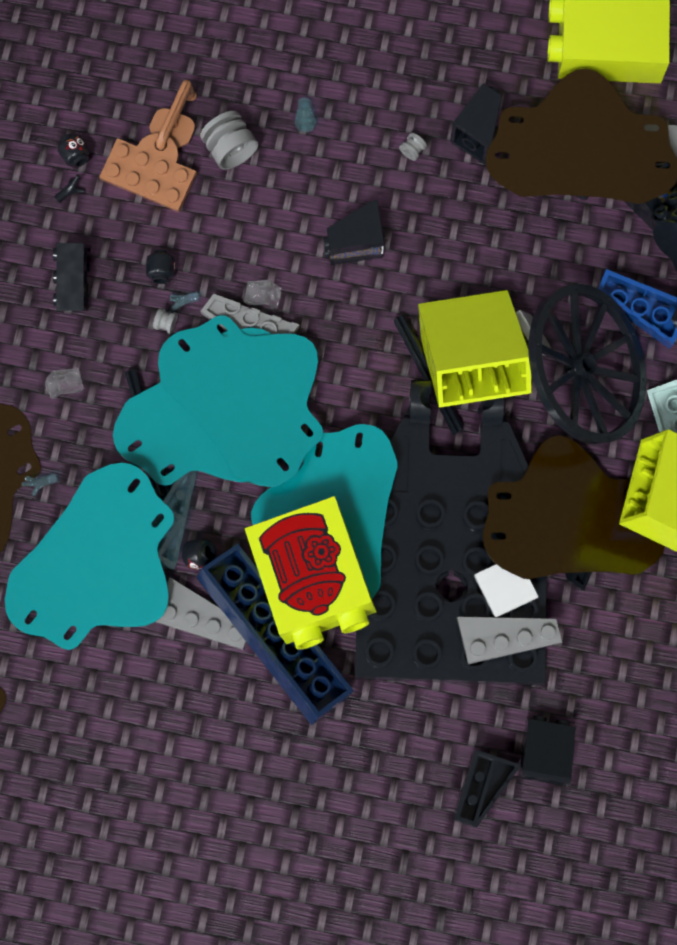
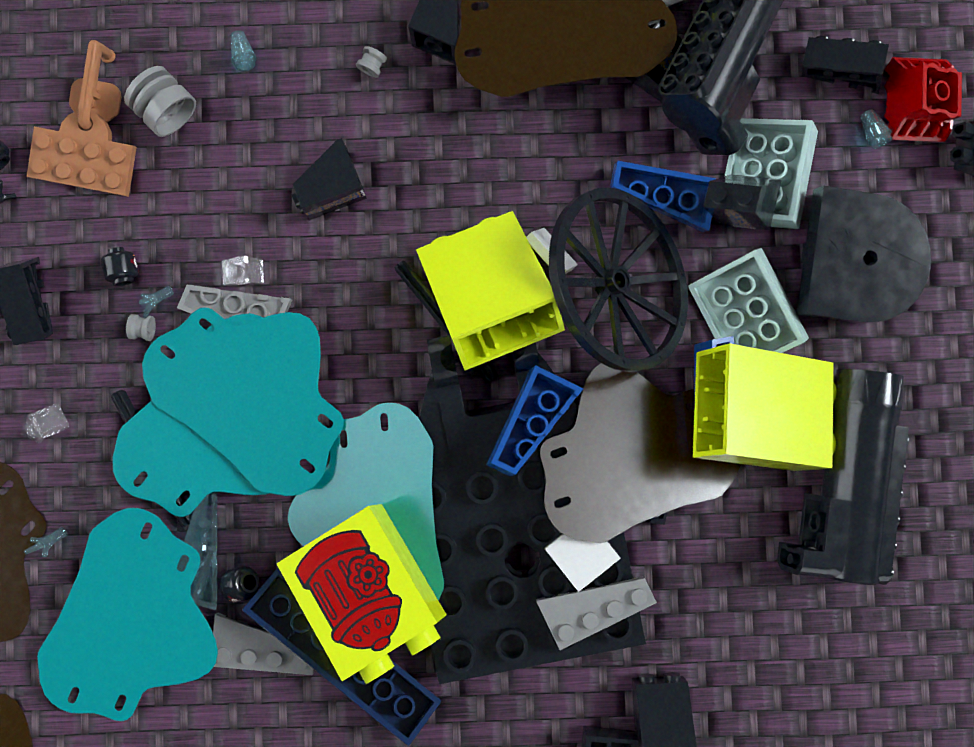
camera: 15 degrees left, 10 degrees up
(490, 459) = (533, 415): none -> blue wedge

